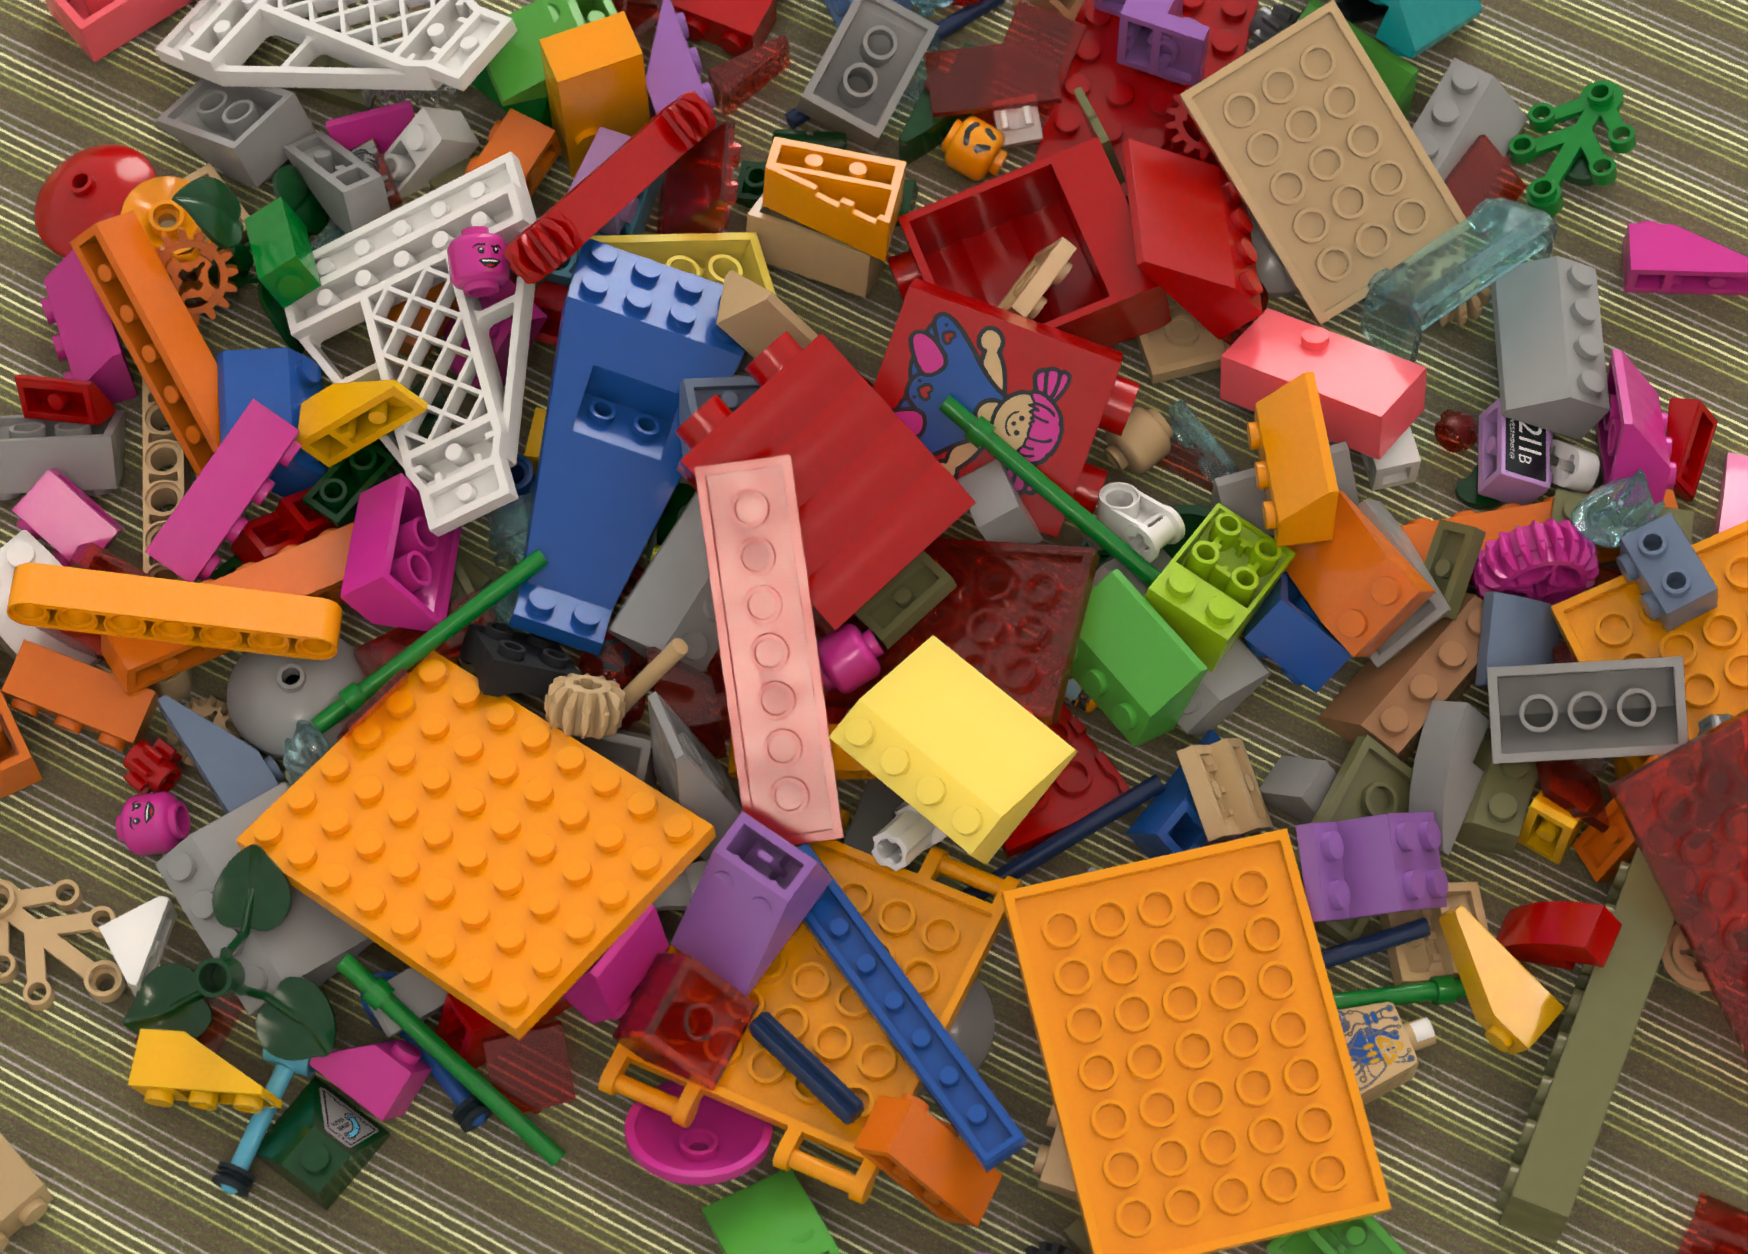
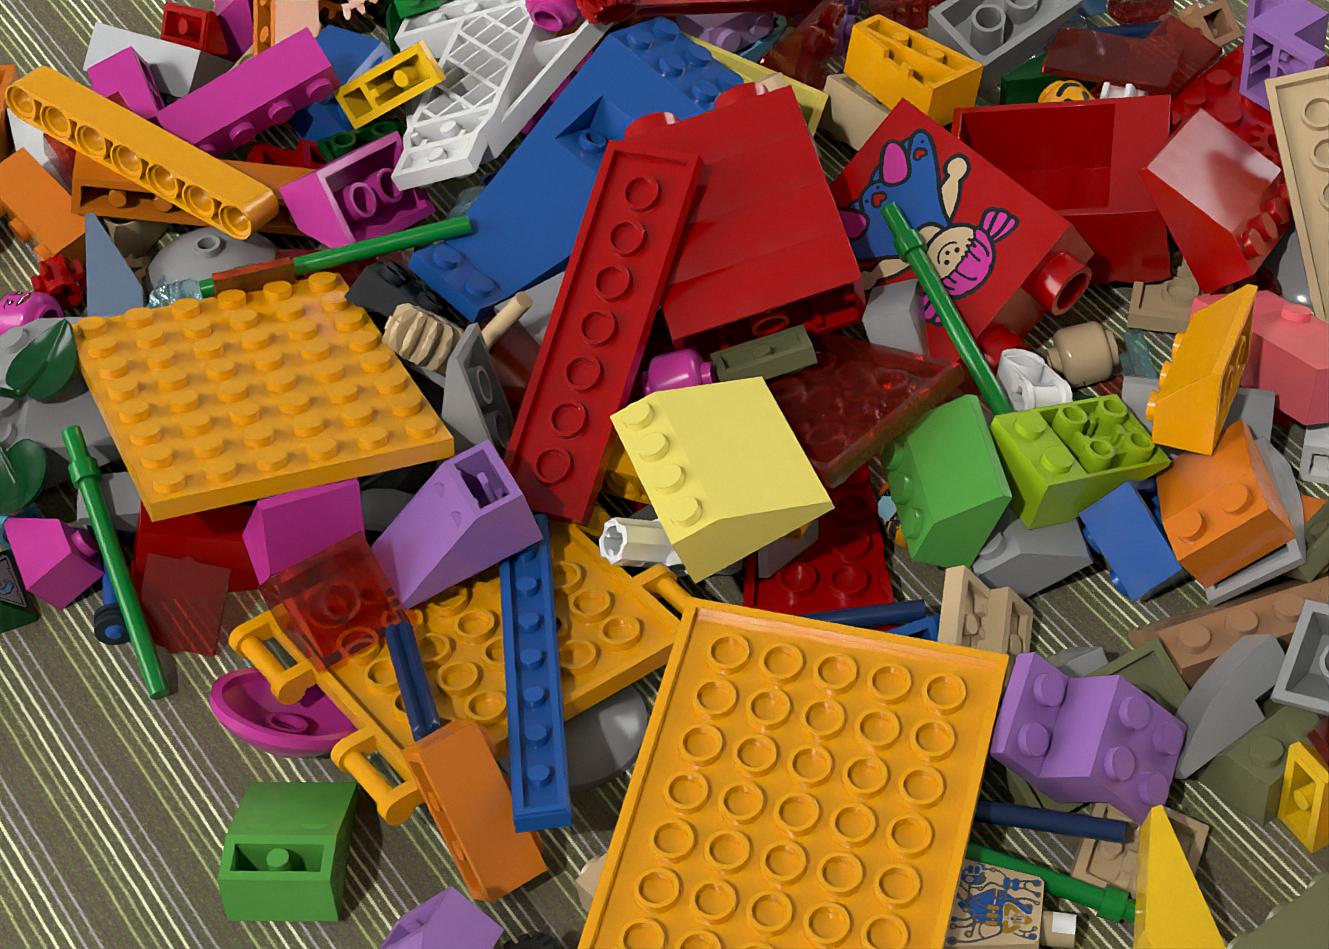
camera: 30 degrees right, 20 degrees down
(1045, 268) = (1063, 183): tan plate -> none
(1098, 131) = (1178, 95): olive piece -> none
(1560, 933) = (1263, 880): red slope -> none

